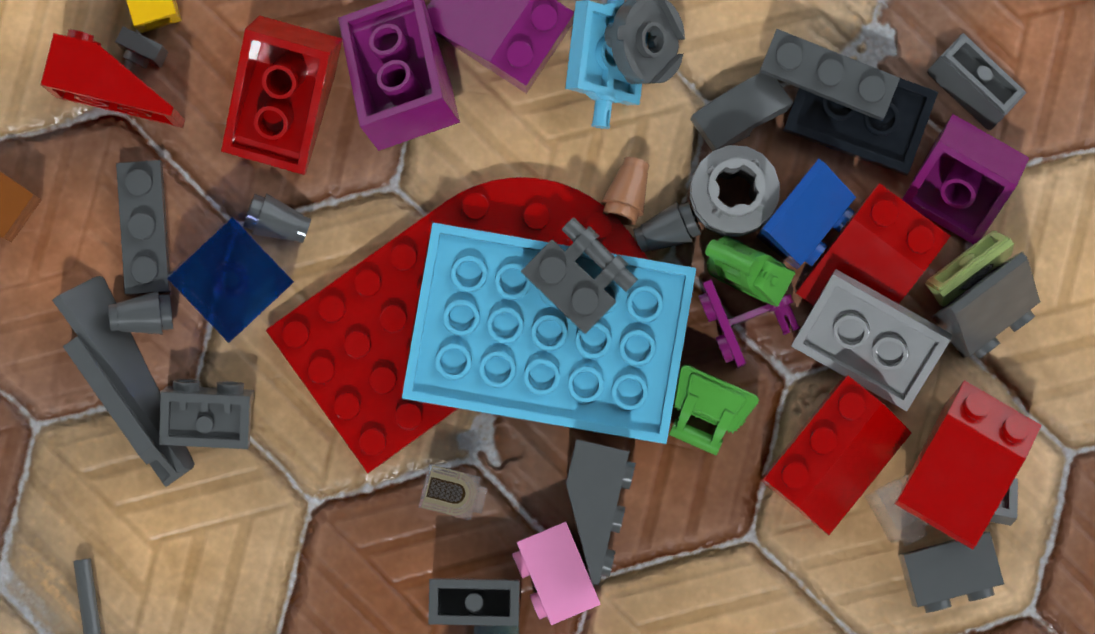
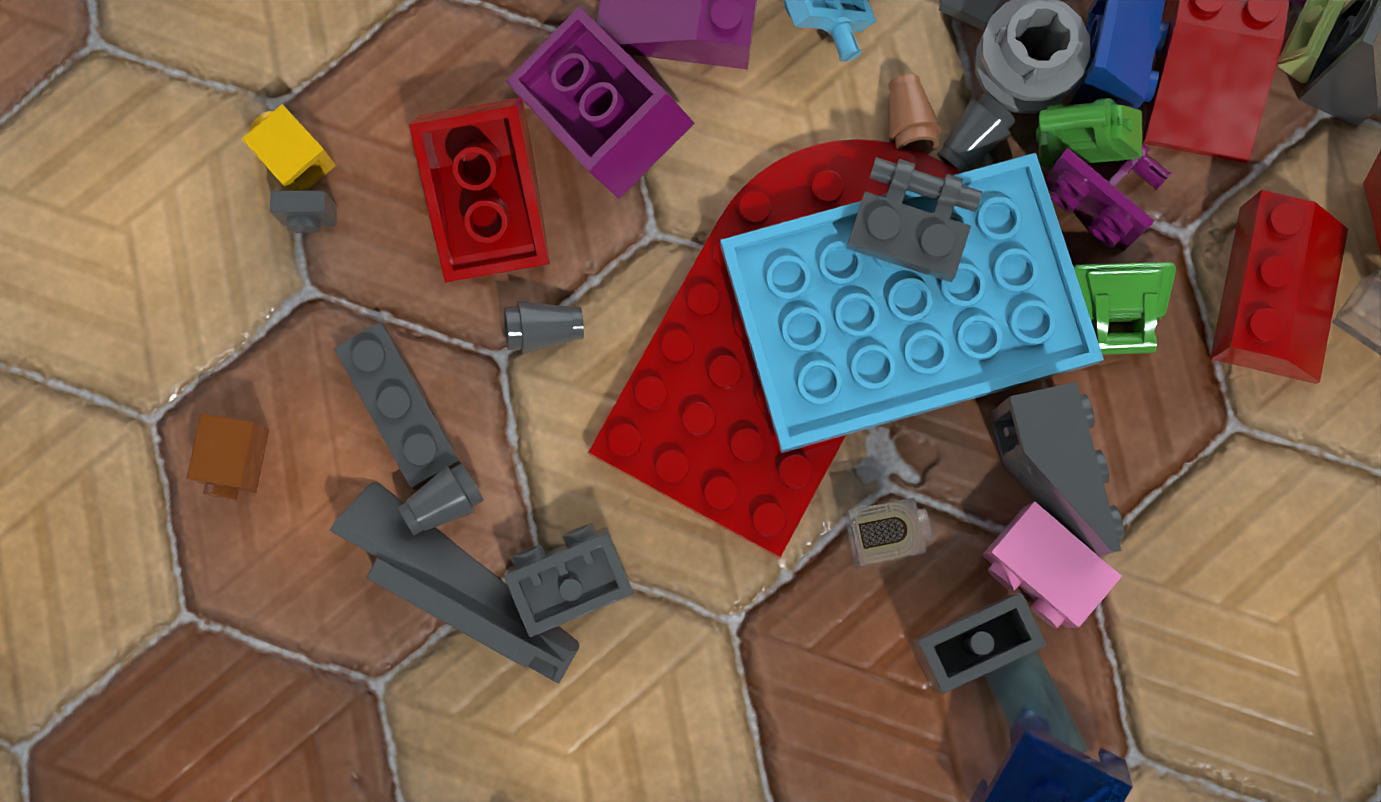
camera: 25 degrees left, 5 degrees down
(90, 76) = (268, 261): red slope -> none
(230, 279) = (523, 410): clear blue panel -> none
(871, 340) = (1257, 141): light grey plate -> none

